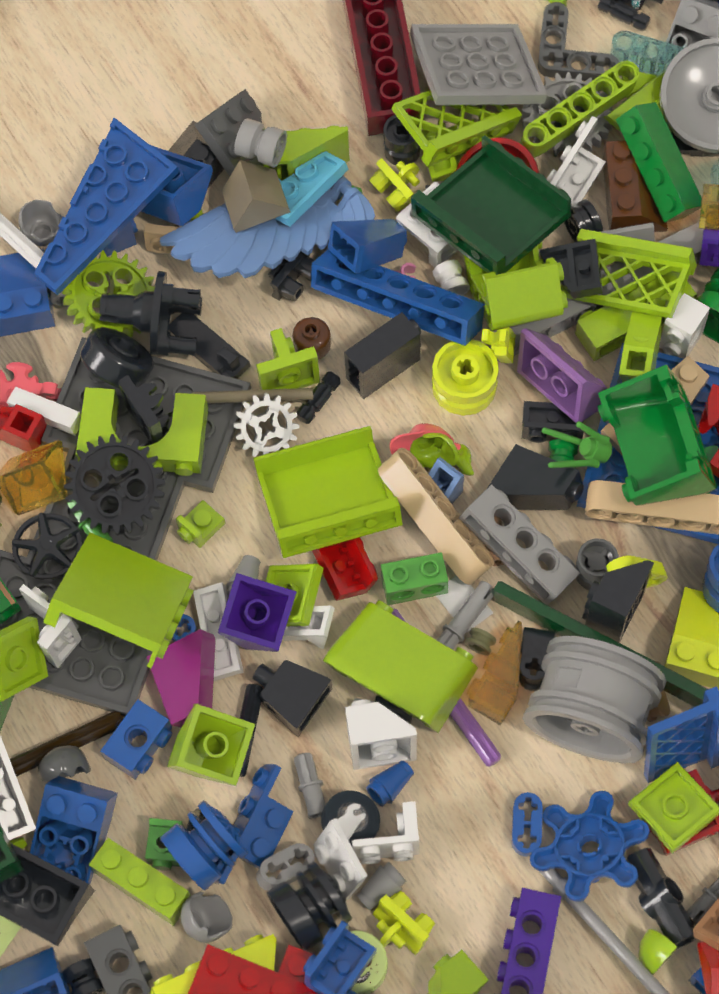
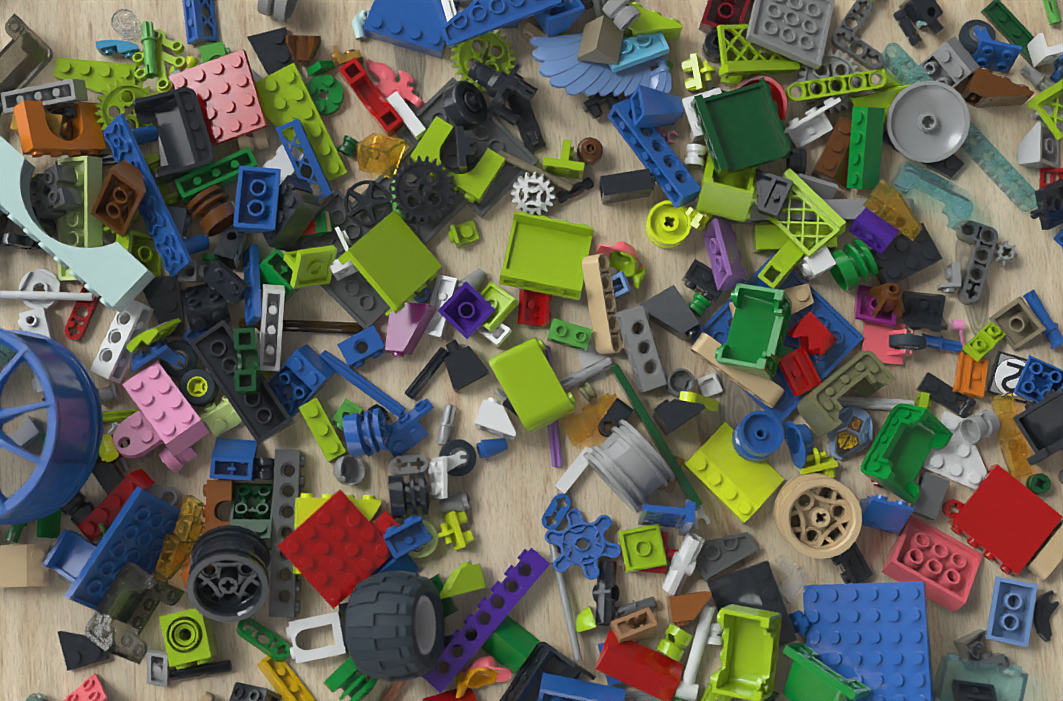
camera: 20 degrees right, 15 degrees up
(63, 762) = (312, 339): dark grey hair -> none
(165, 790) = (363, 384): none -> blue axle
(211, 745) = (401, 374): lime slope -> none
(400, 847) = (486, 480): white bracket -> none
(520, 758) = (573, 471): none -> white piece
(595, 448) = (717, 312): bright green plant -> none
(637, 546) = (709, 385): none -> white tile

